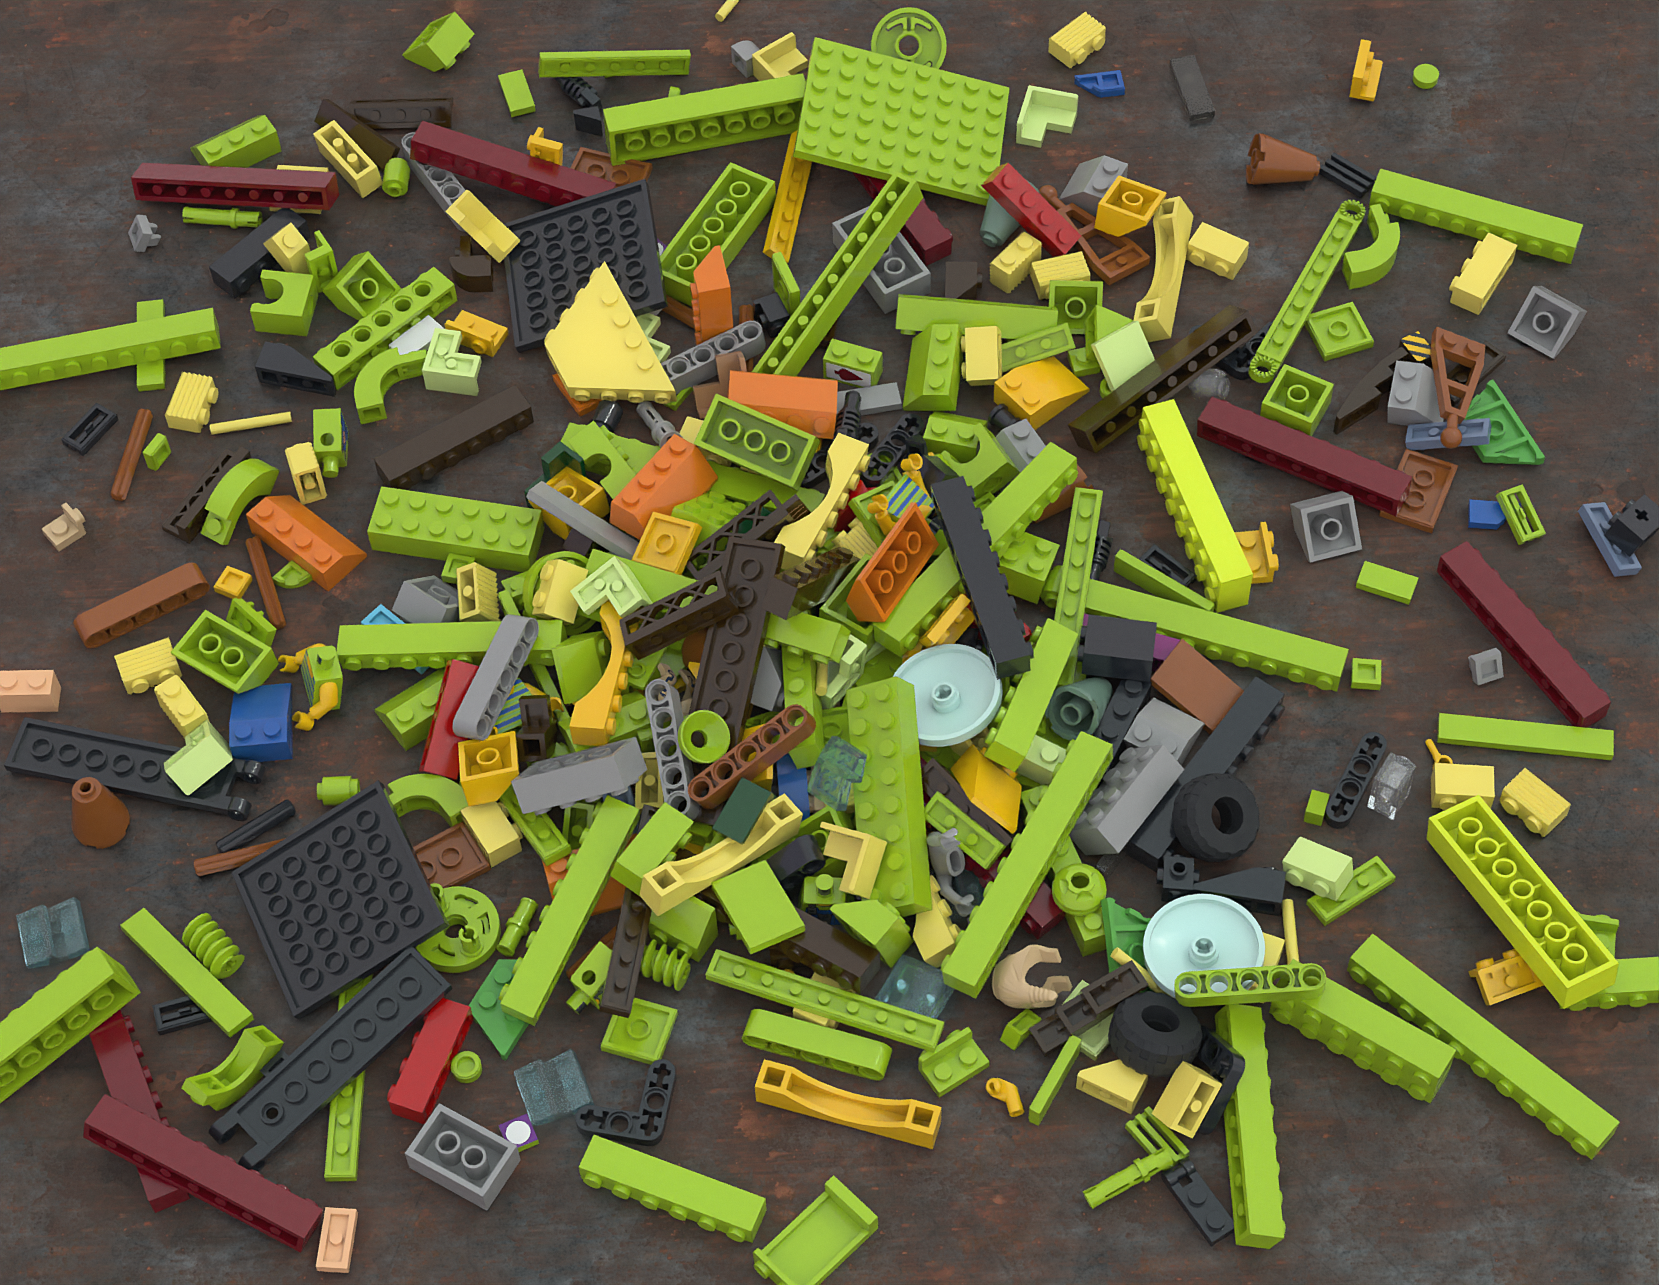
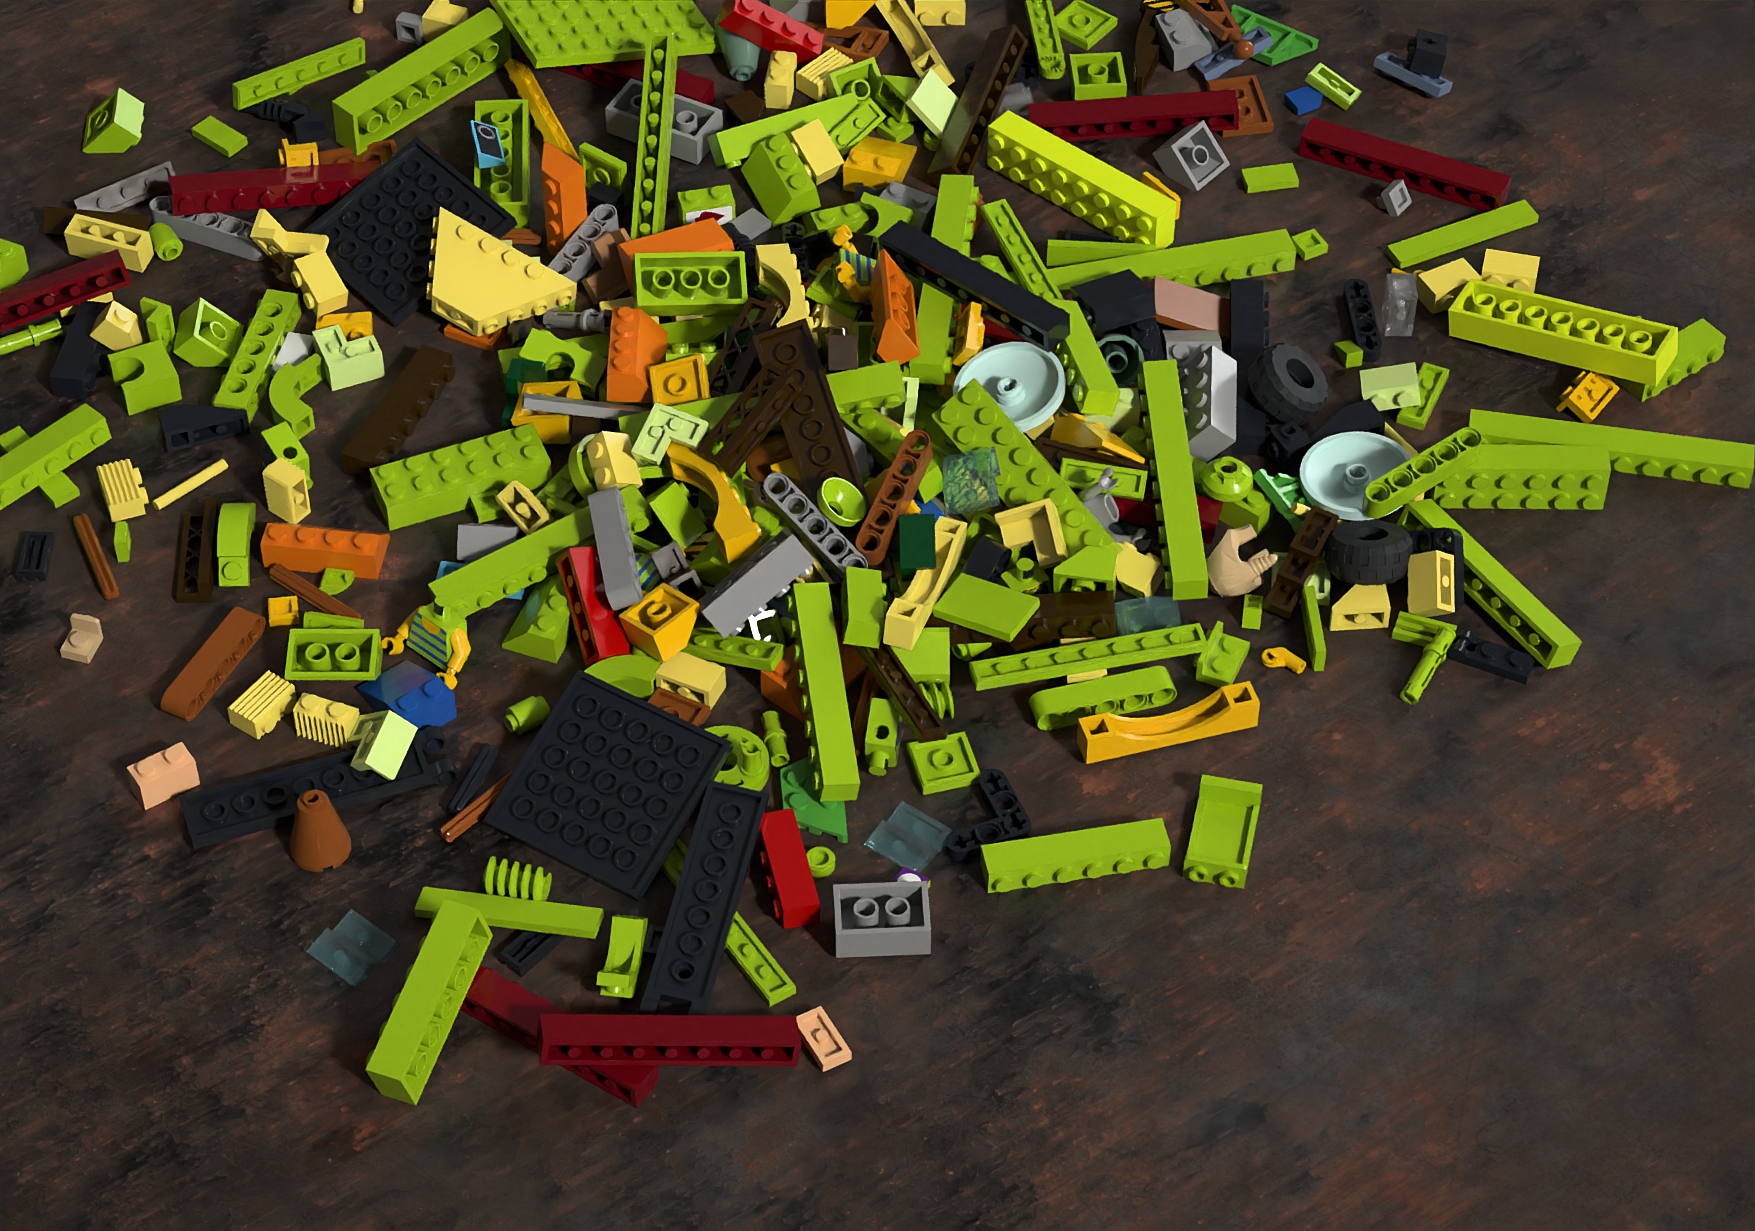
camera: 35 degrees left, 10 degrees down
(472, 283) = (319, 283): none -> light yellow brick
(702, 213) = (487, 145): none -> slope

